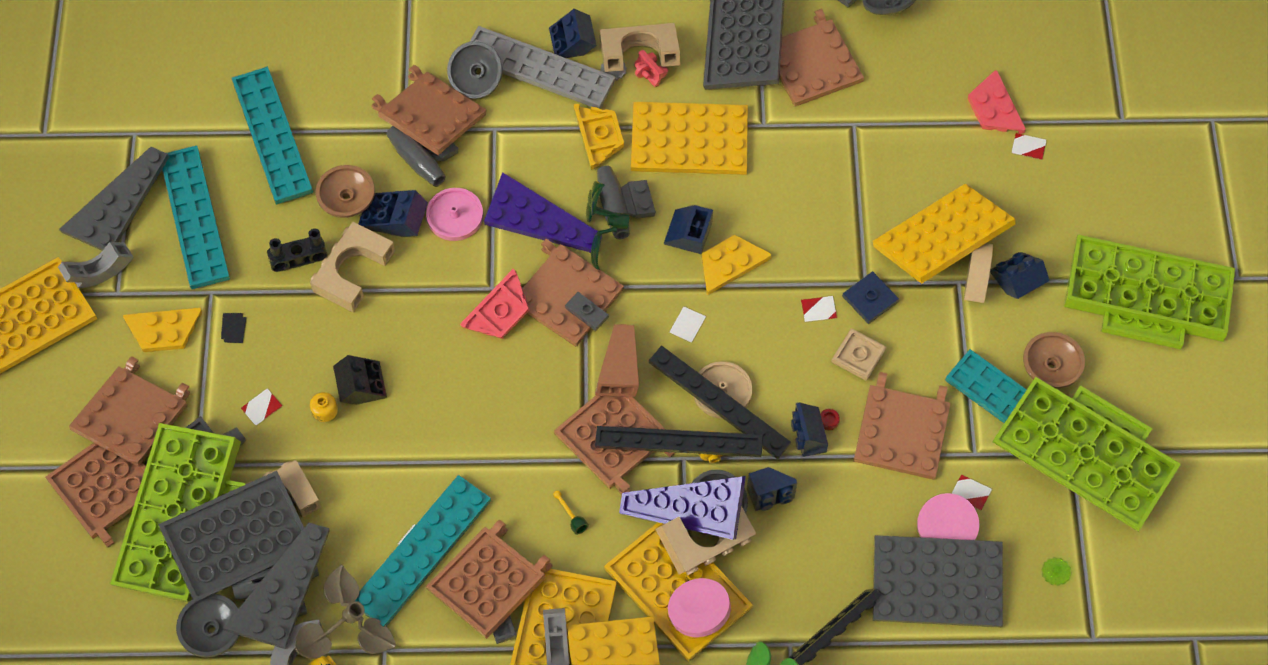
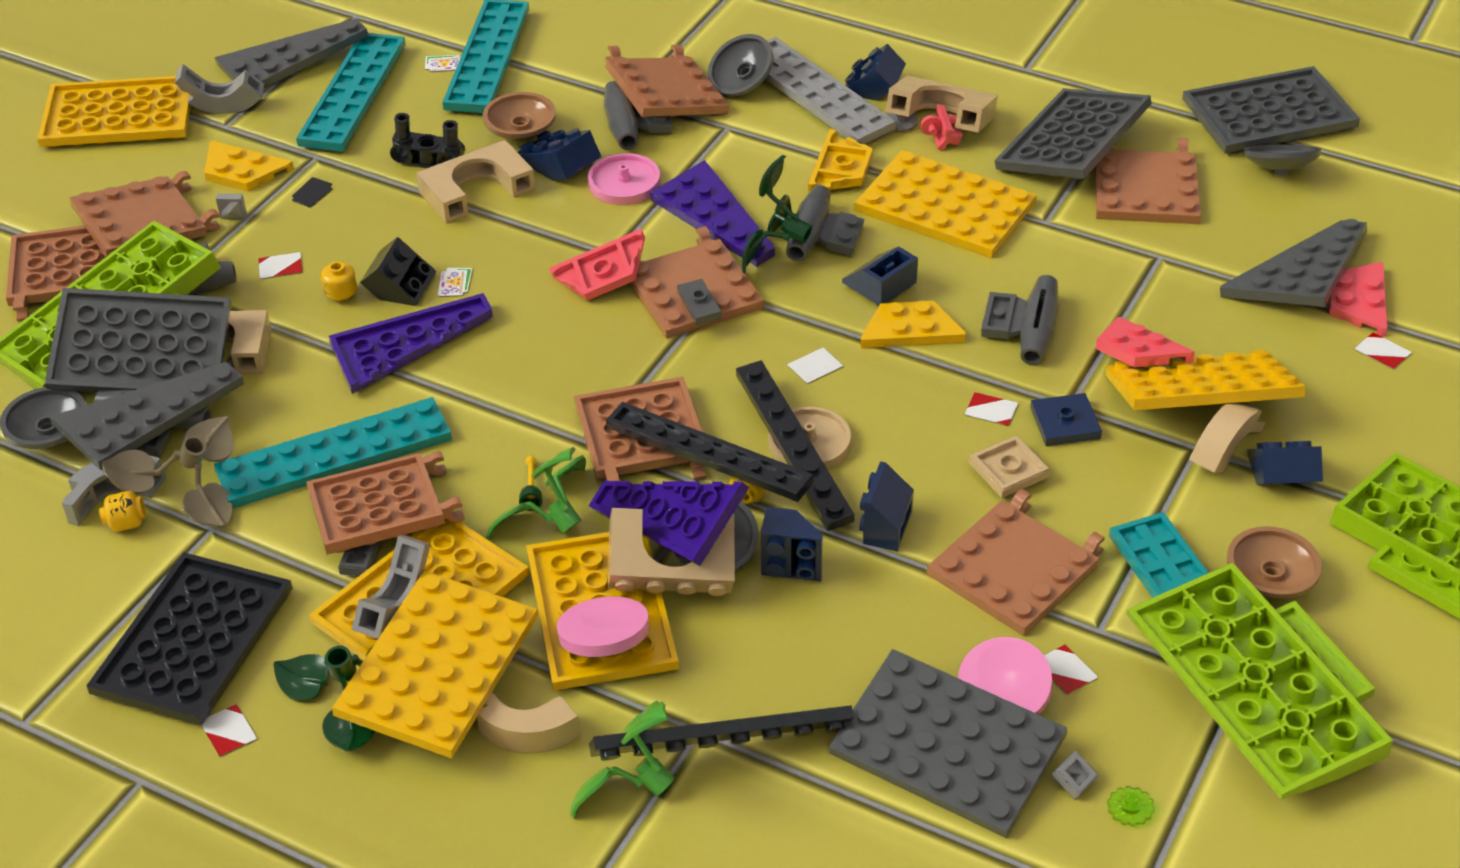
camera: 30 degrees right, 20 degrees down
(189, 372) = (231, 206): none -> light grey tile
(239, 154) = (442, 63): none -> sticker
(396, 443) = (387, 345): none -> dark purple wing
(397, 363) = (454, 281): none -> sticker
(605, 513) = (561, 510): none -> bright green plant
(620, 366) = (695, 360): nougat slope -> none
(804, 223) = (1031, 319): none -> dark grey plate
(830, 419) = (924, 518): red tile -> none
(888, 218) = (1139, 346): none -> coral wing
(953, 100) = (1303, 272): none -> dark grey wing
(1018, 567) = (1074, 774): none -> light grey tile

